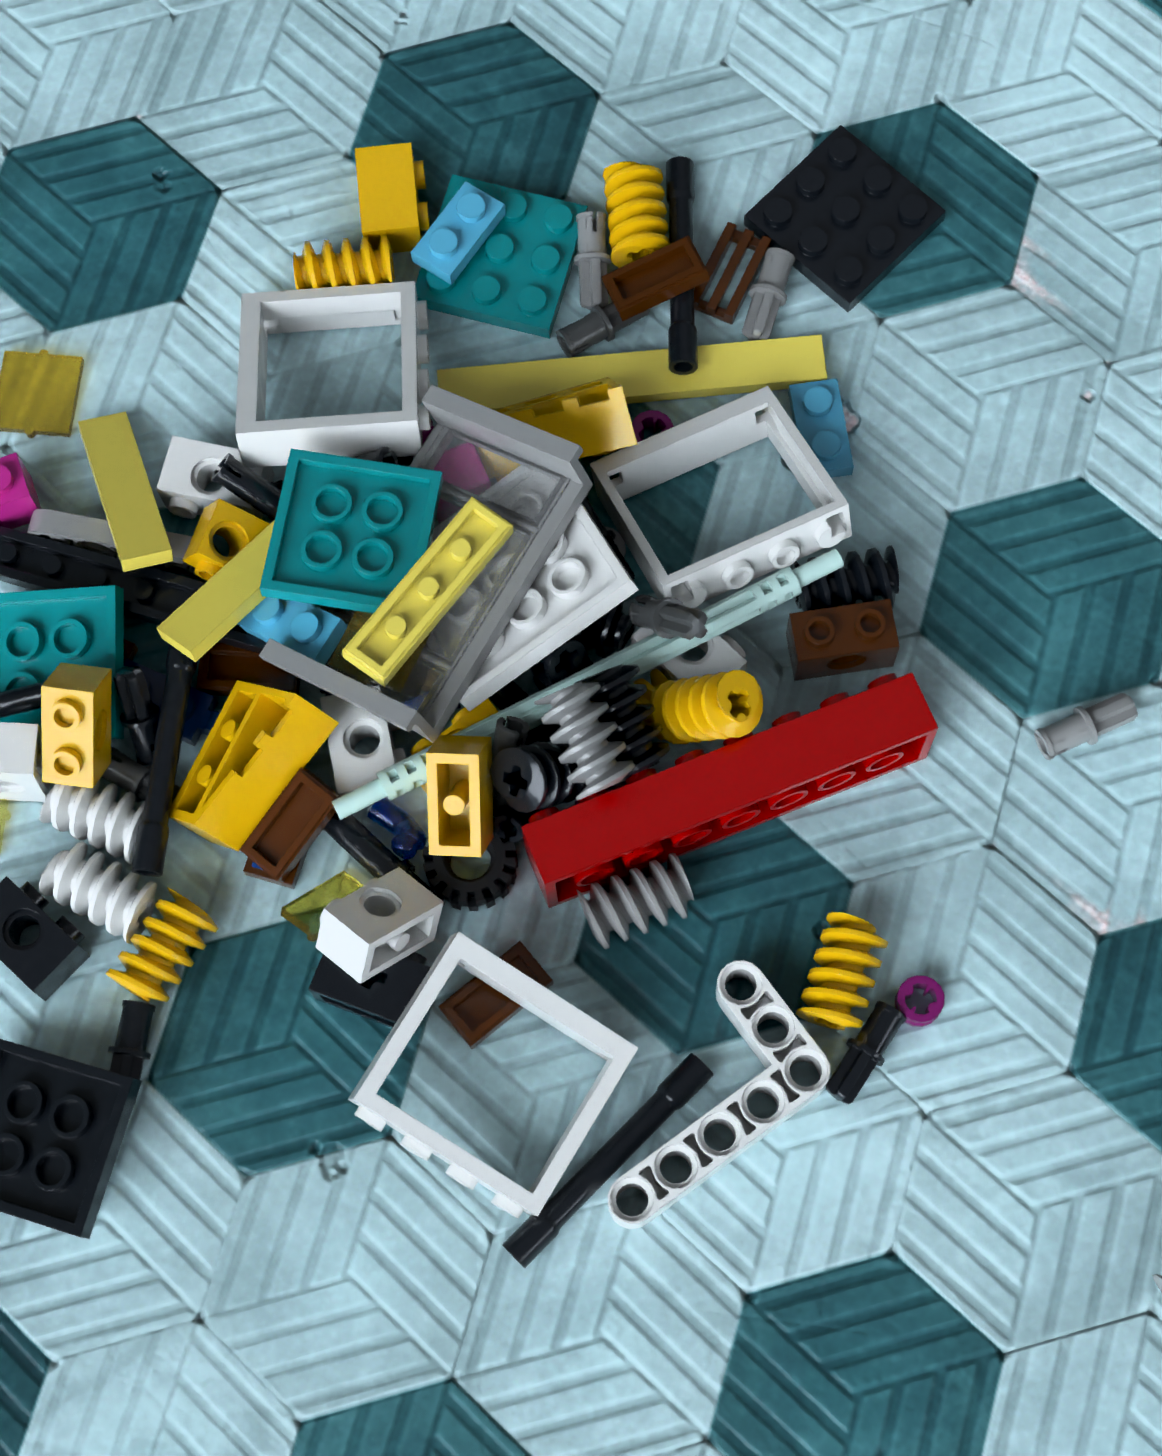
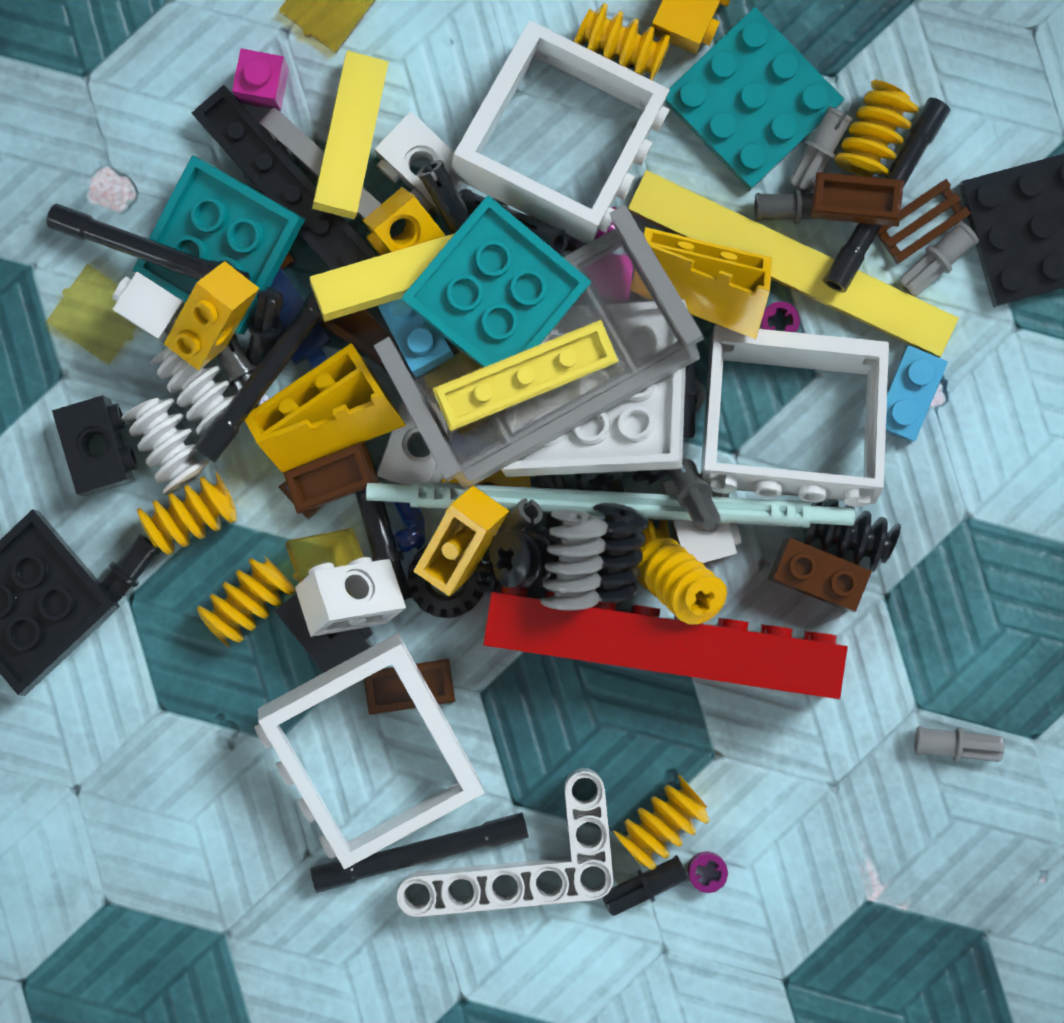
camera: 20 degrees right, 15 degrees up
(270, 1002) = (245, 601): none -> yellow piece
(458, 233) = (728, 66): medium azure plate -> none
(637, 900) = (548, 683): light grey piece -> none

